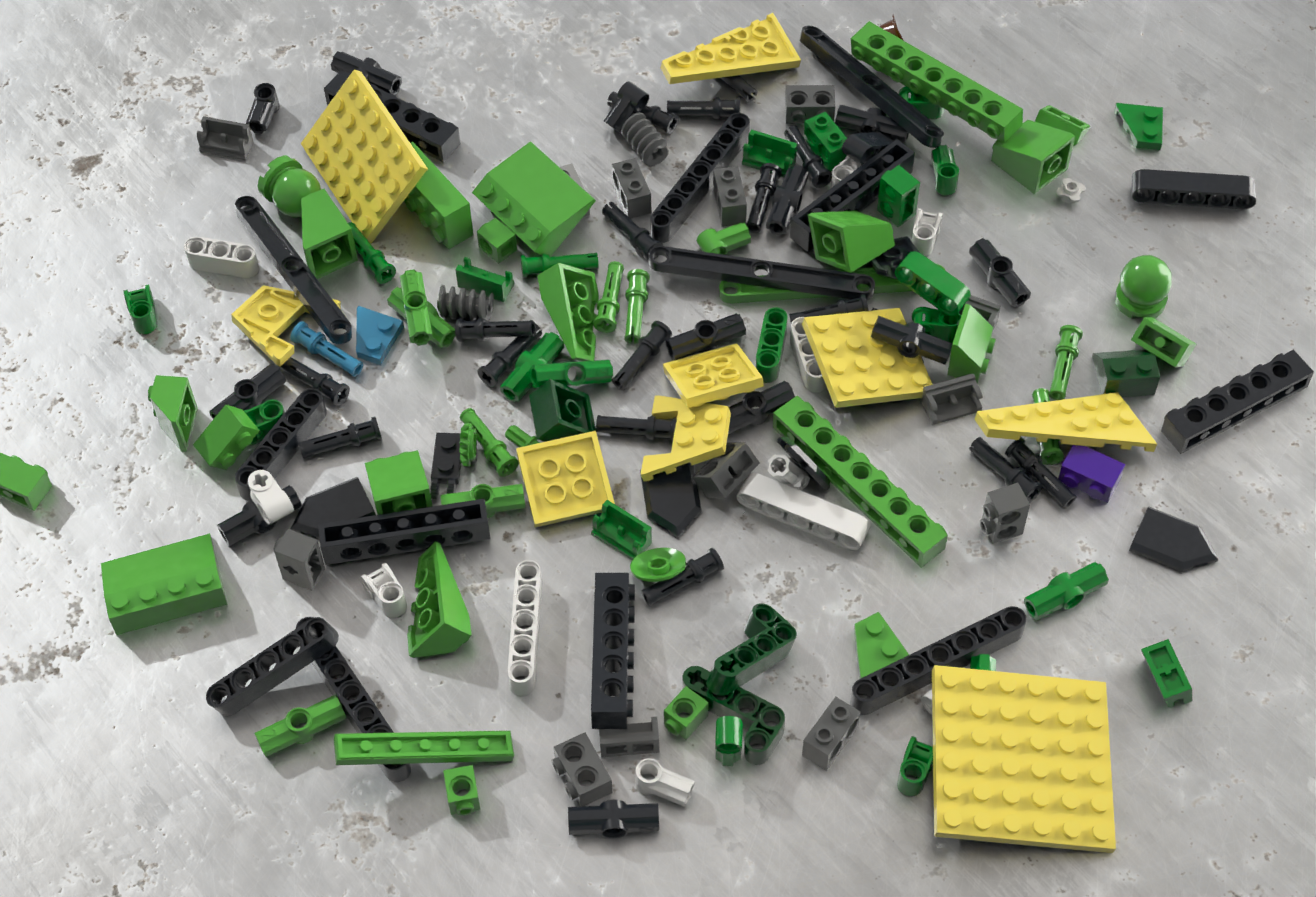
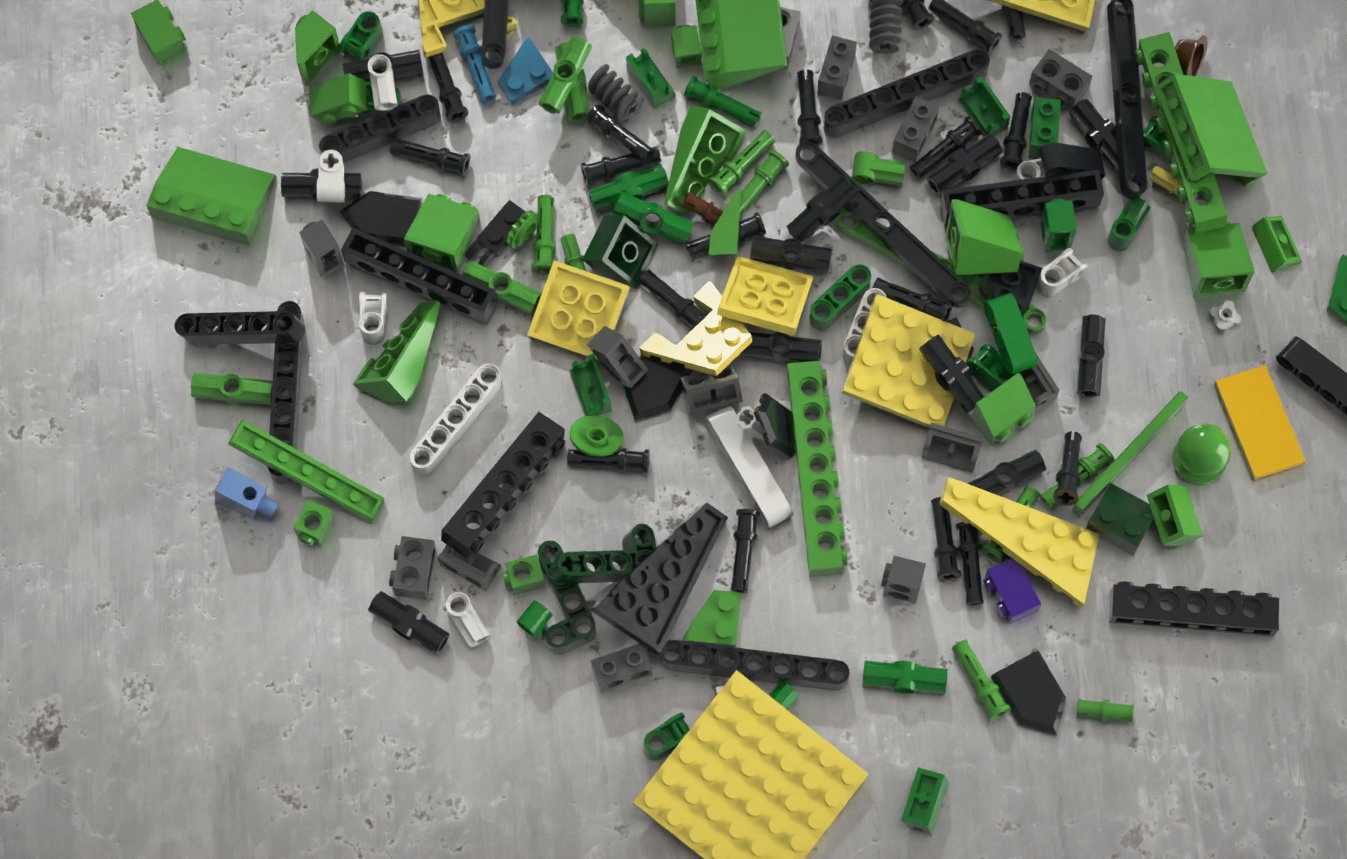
camera: 35 degrees right, 15 degrees up
(212, 386) = (360, 41): none -> green piece
(260, 399) = (382, 84): none -> white piece
(378, 806) = (236, 487): none -> medium blue torso
(611, 345) = (702, 208): none -> reddish brown axle
(629, 489) = (617, 357): none -> dark grey brick
(640, 348) = (725, 232): none -> bright green sticker
(707, 284) = (823, 208): none -> black piece
(811, 644) = (656, 590): none -> black wing
(846, 567) = (744, 538): none -> black pin
(953, 66) = (1210, 127): none -> bright green panel
(955, 126) = (1164, 179): none -> light yellow axle
(1016, 384) = (1018, 469): none -> black piece
(1063, 361) = (1068, 477): none -> black pin
(1089, 323) = (1129, 454): none -> bright green tile
(1139, 560) = (985, 693): none -> bright green pin
(1142, 234) = (1259, 422): none -> yellow tile
(1239, 515) = (1105, 710): none -> bright green pin

